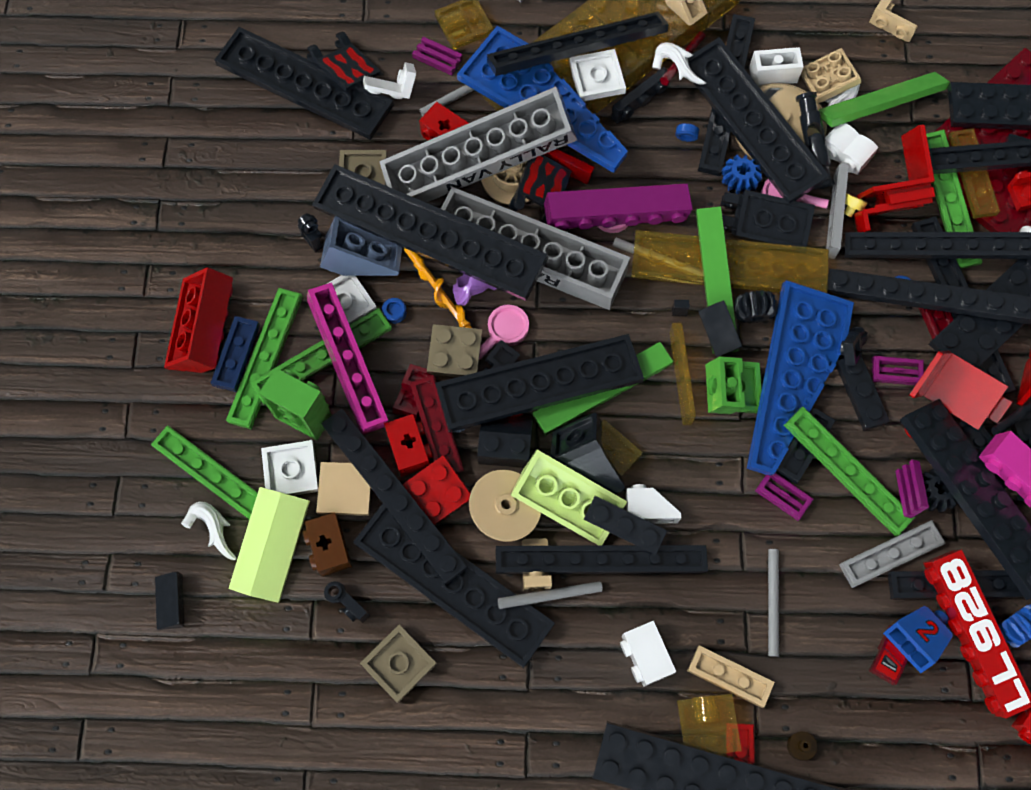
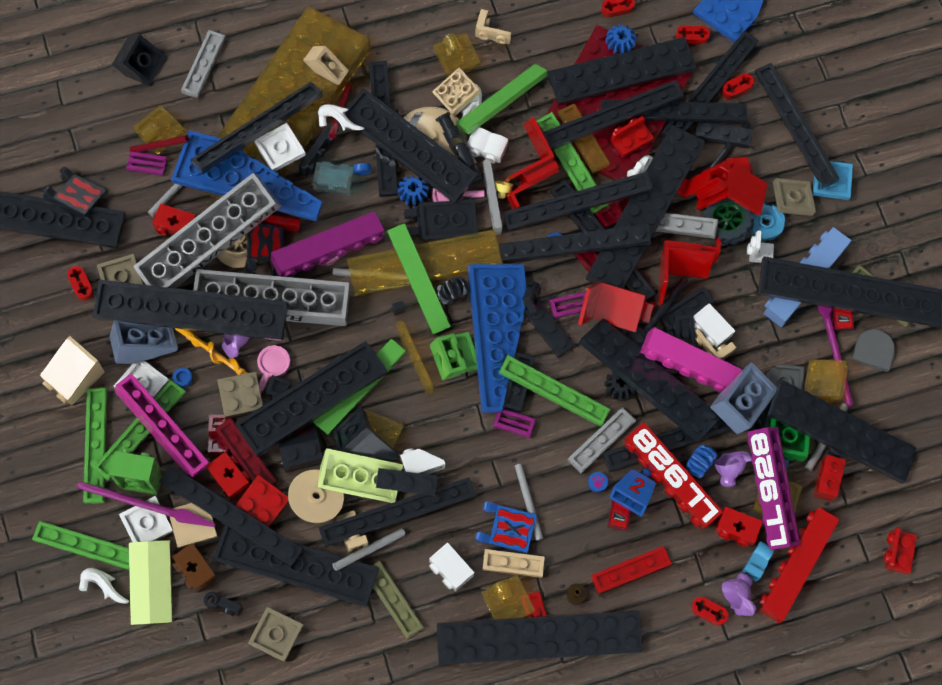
camera: 25 degrees left, 0 degrees up
(169, 601) = (89, 648): black slope -> none
(199, 321) = (34, 434): red slope -> none
(235, 354) = (72, 449): dark blue plate -> none
(266, 262) = (71, 371): none -> slope
(309, 231) = (97, 338): black plate -> none
(310, 167) = (77, 284): none -> red beam
(333, 474) = (180, 515): none -> magenta piece
(397, 90) = (128, 200): white bracket -> none
(460, 34) = (161, 143): none -> dark red piece
(563, 676) = (396, 603): none -> olive tile
(649, 133) = (333, 178): none -> clear light blue brick
(720, 329) = (431, 315): black slope -> none
(740, 628) = (510, 529): none -> flag
(776, 66) = (413, 96): white brick -> none
(841, 31) = (456, 53): none -> clear yellow plate
(872, 606) = (597, 482): none -> blue tile
(885, 739) = (631, 570): none -> red tile
(912, 489) = (601, 389): magenta tile -> none
(985, 275) = (610, 215): none -> dark red slope

